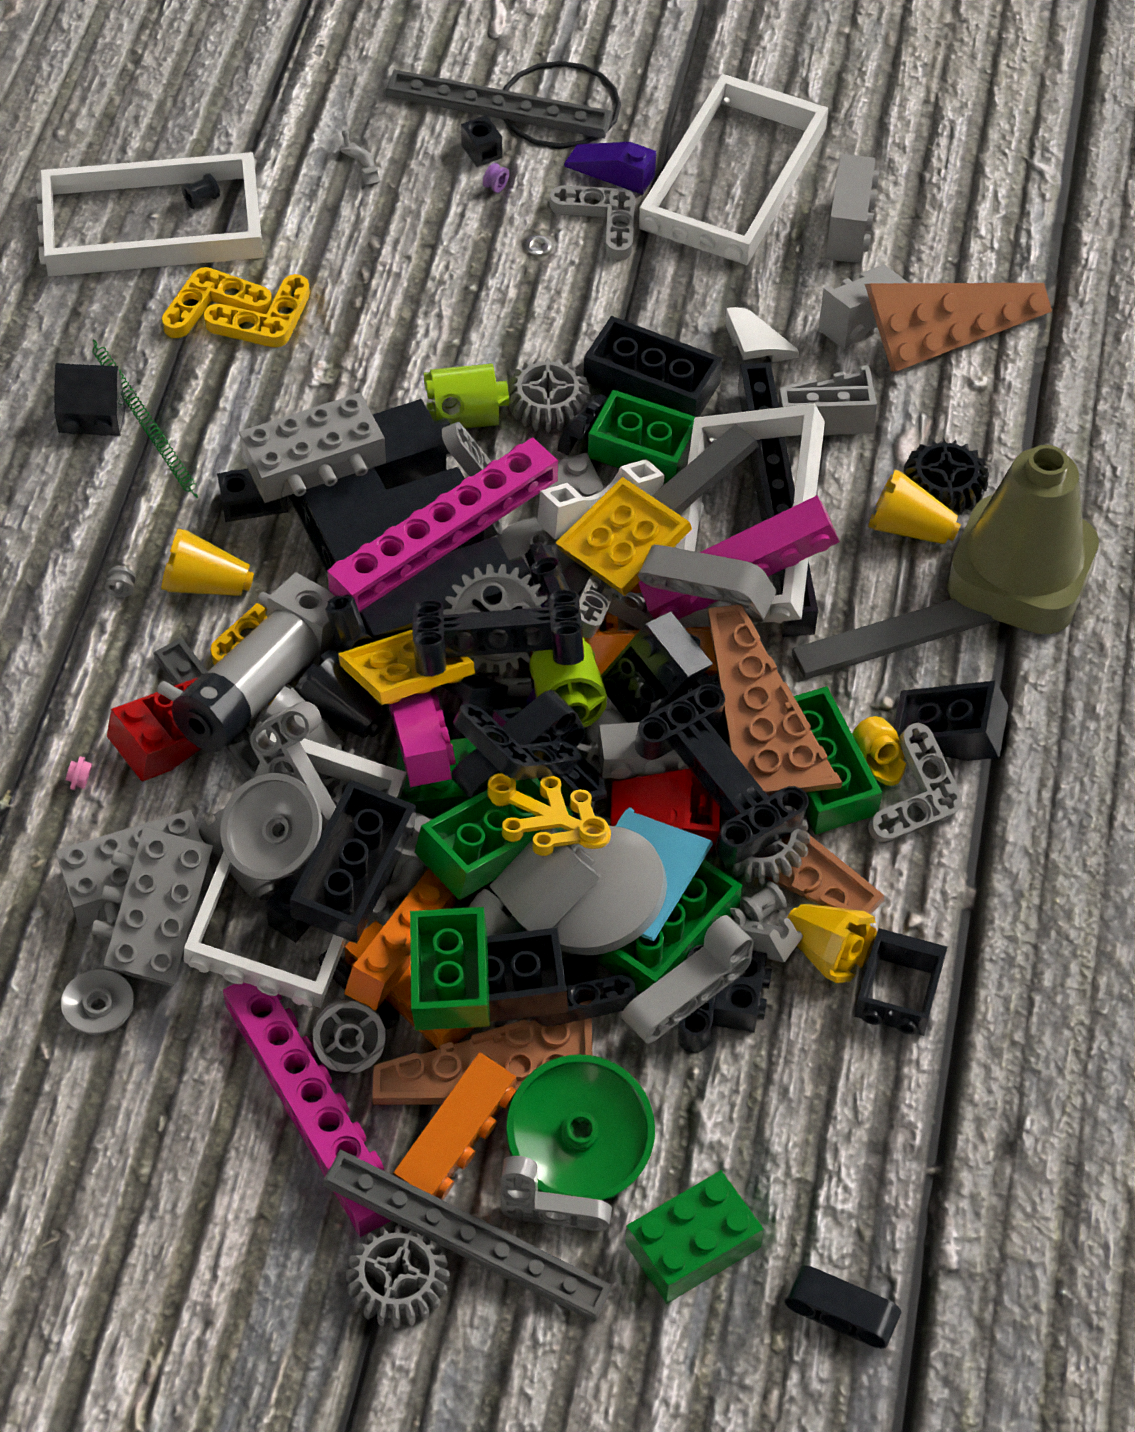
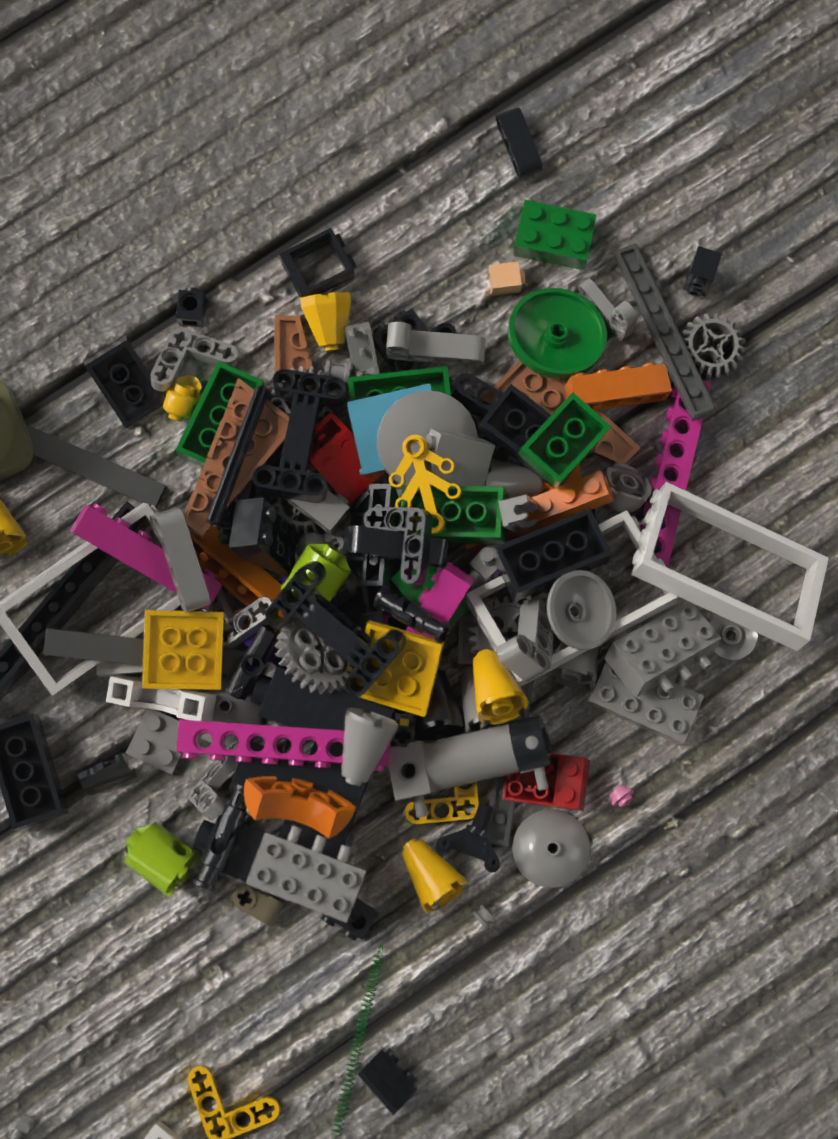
camera: 135 degrees left, 25 degrees up
(38, 1082) = (715, 601): none -> white door
(91, 694) = (532, 852): none -> light grey dish
(190, 622) = (473, 840): none -> black axle
(225, 319) = (206, 1050): yellow beam -> none
(285, 692) = (496, 690): none -> yellow cone
(369, 558) = (364, 743): none -> light grey cone
(384, 495) = (298, 803): none -> orange brick
(419, 423) = (229, 824): none -> black piece
(430, 865) = (515, 512): none -> light grey hinge
(435, 699) = (412, 615): none -> black piece
(487, 1334) = (701, 271): none -> black brick
(529, 394) = (87, 802): light grey gear -> none
(641, 430) = (86, 724): green brick -> none
(696, 1144) = (505, 278): none -> light nougat brick
(758, 704) = (237, 456): none -> black axle
(971, 823) = (194, 317): none -> black brick

